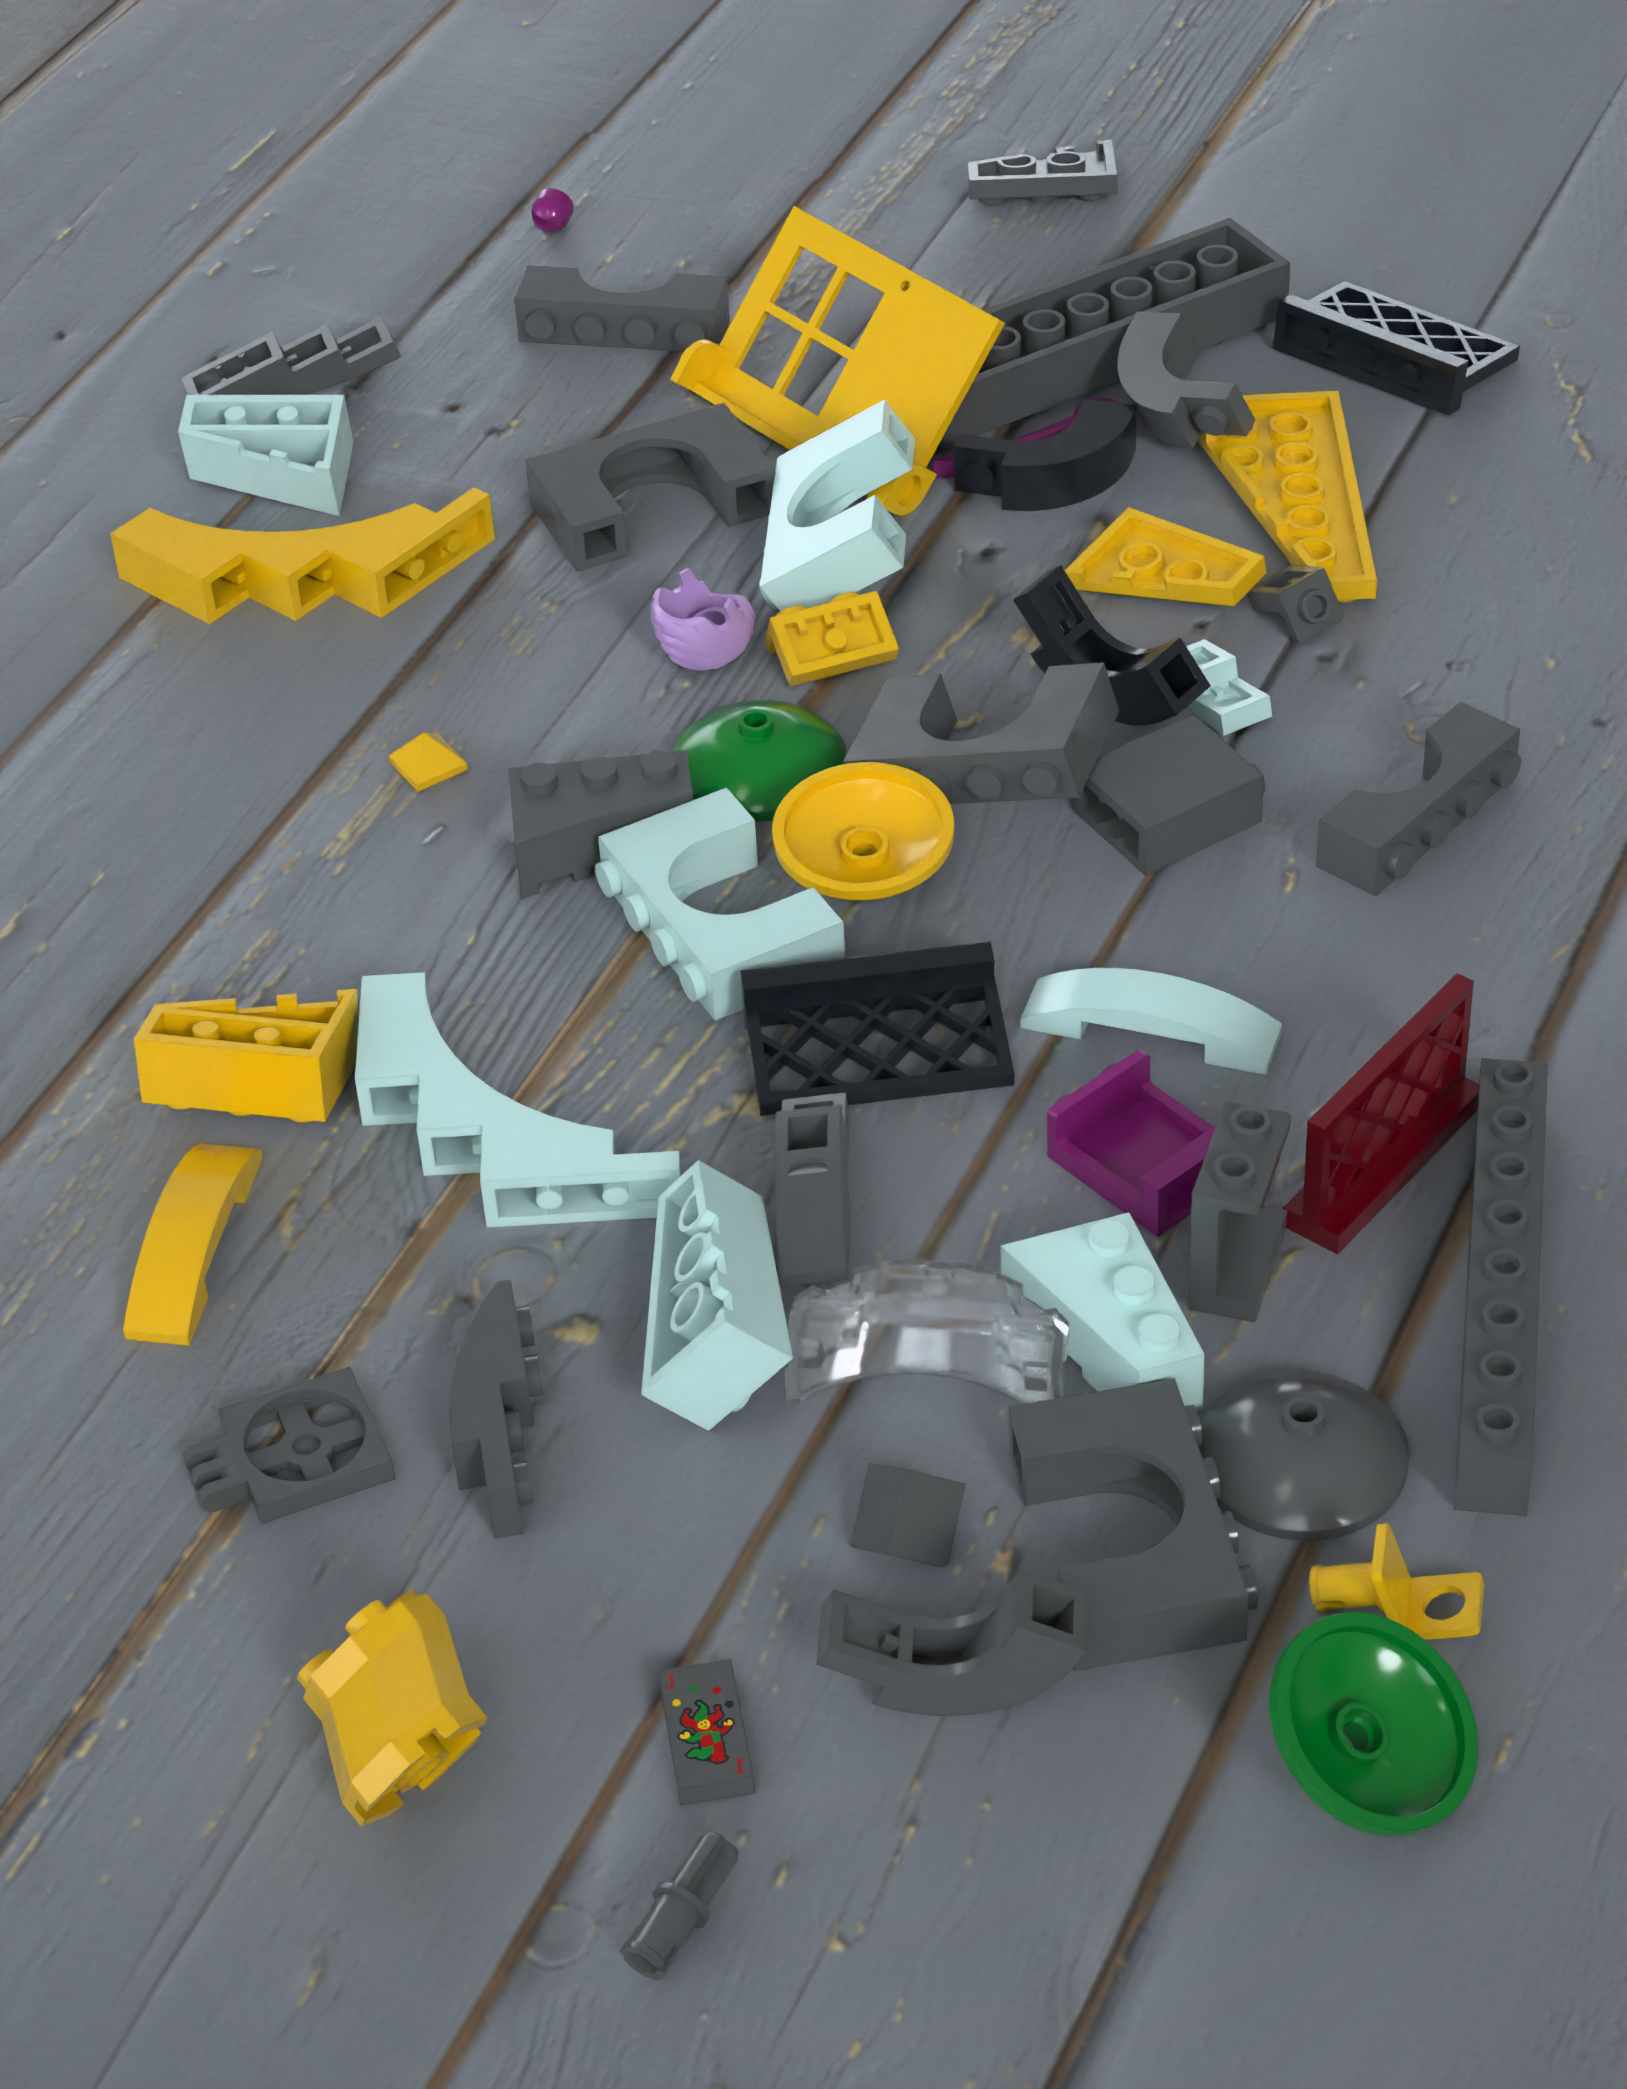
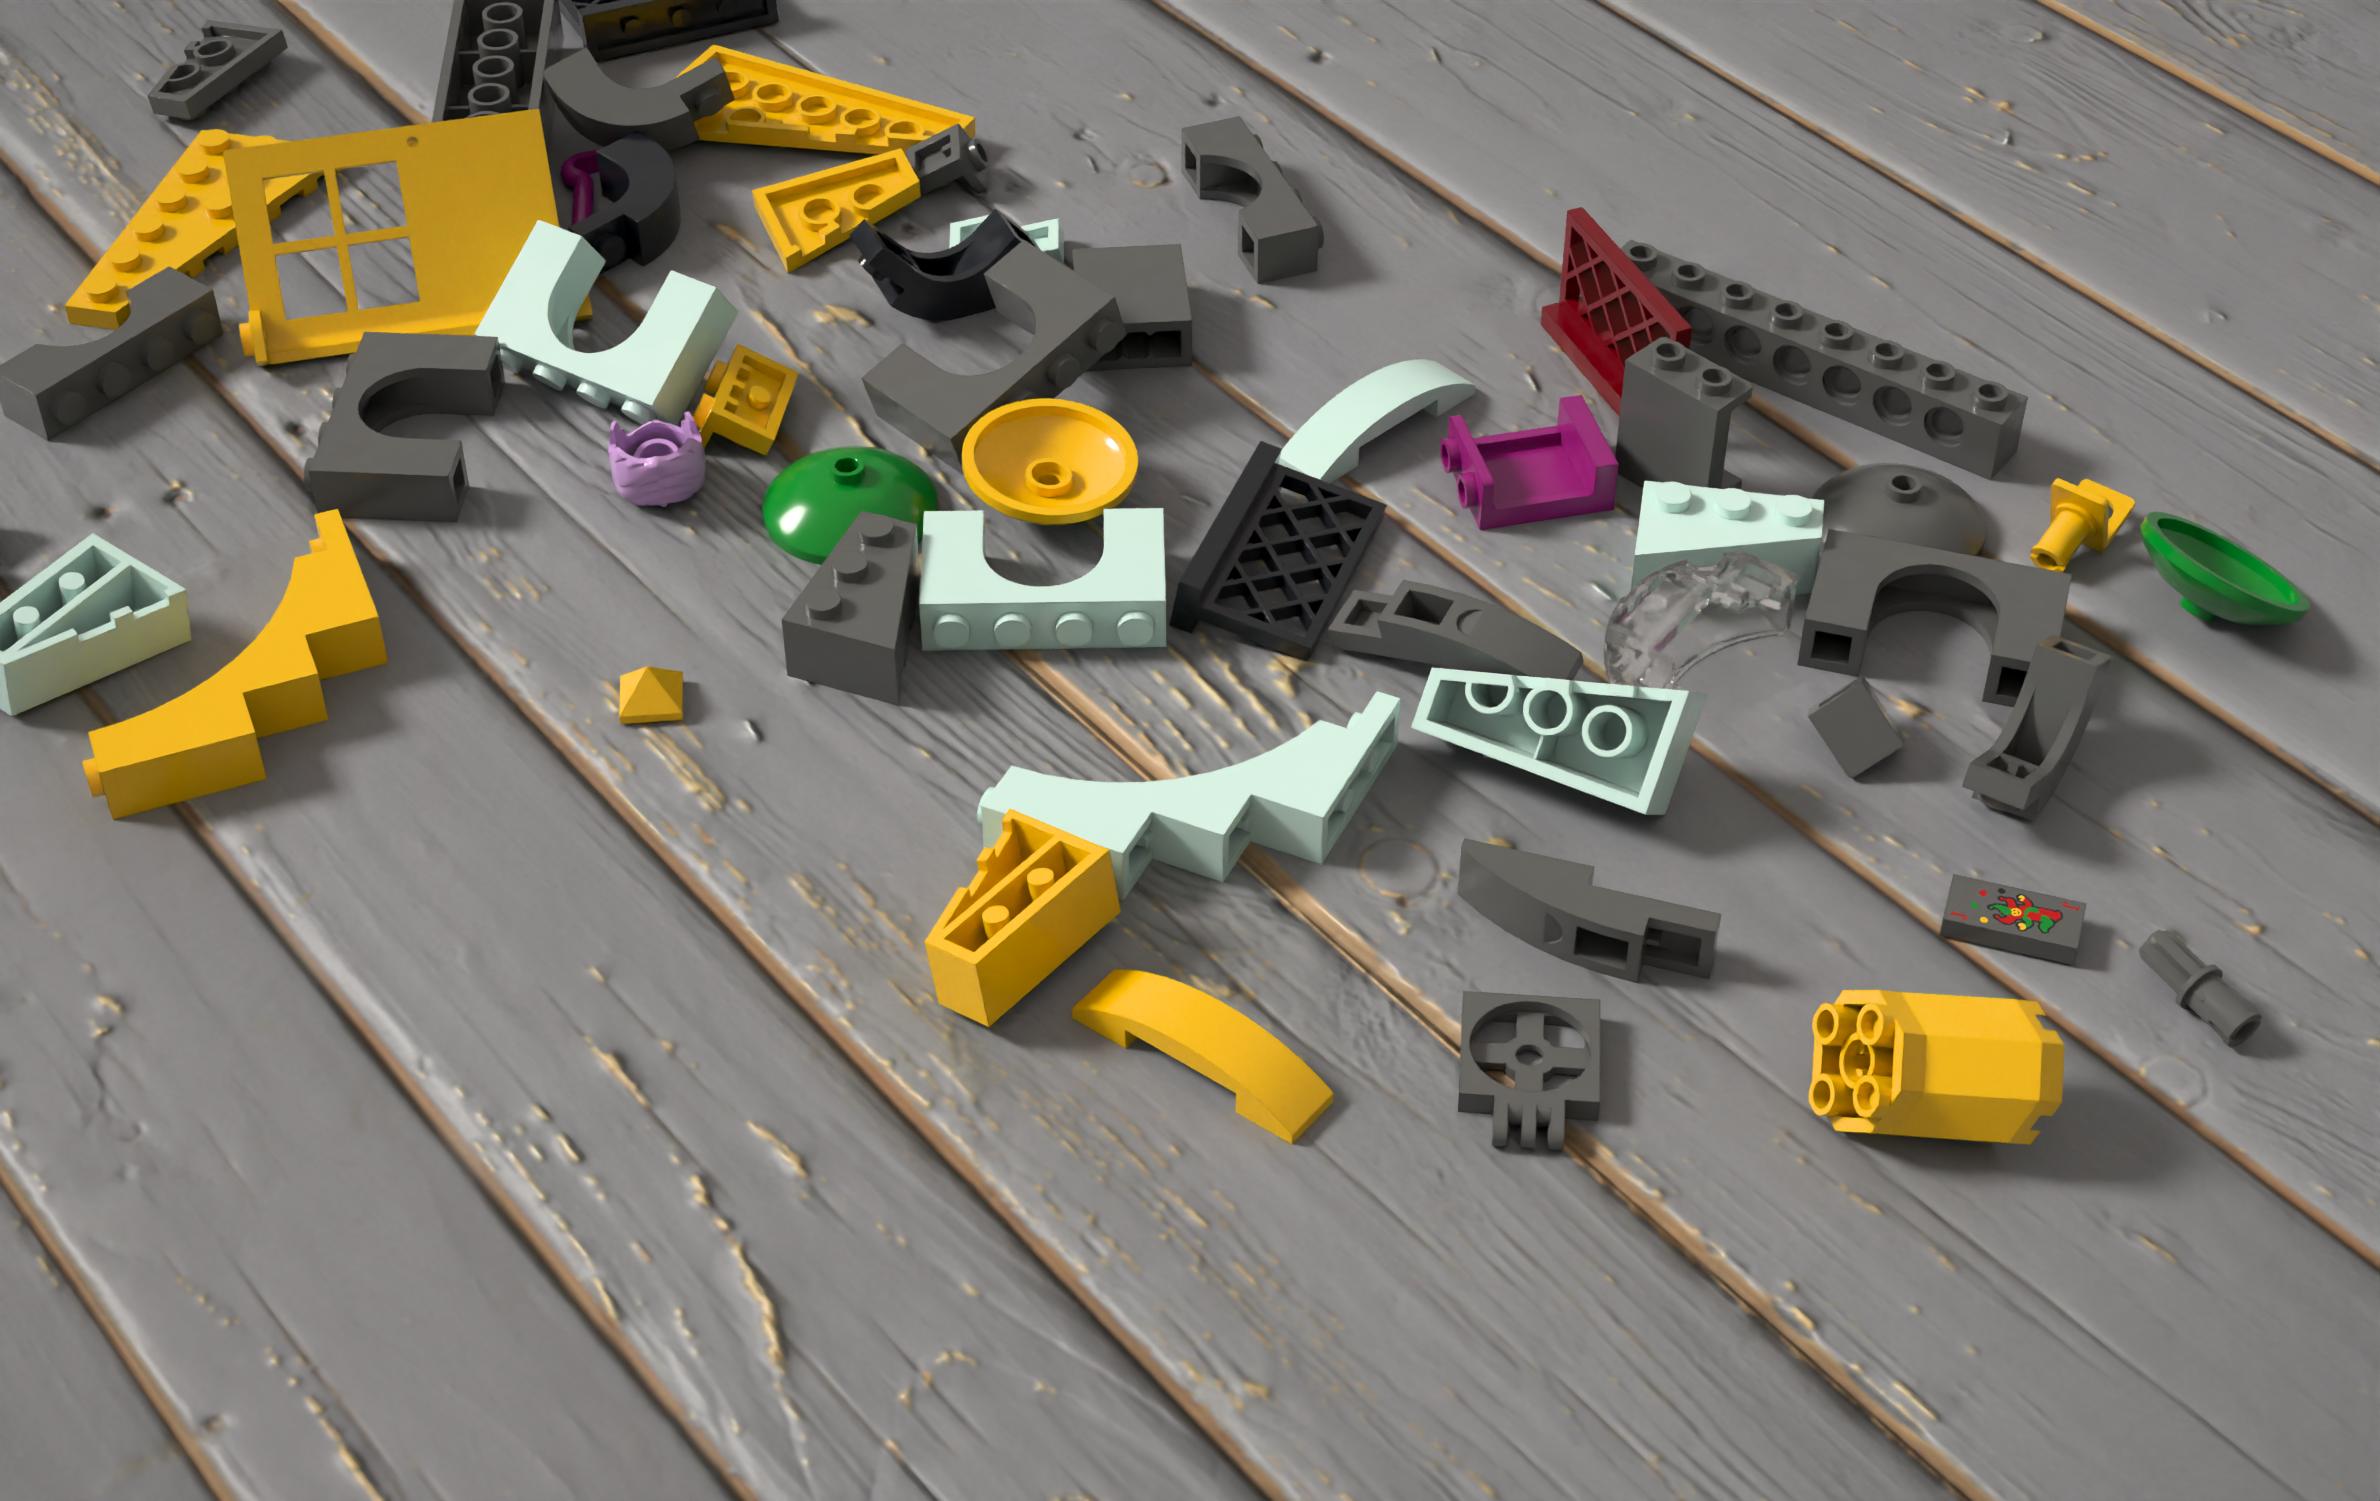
camera: 65 degrees left, 0 degrees up
(928, 245) = (177, 227): none -> yellow wing

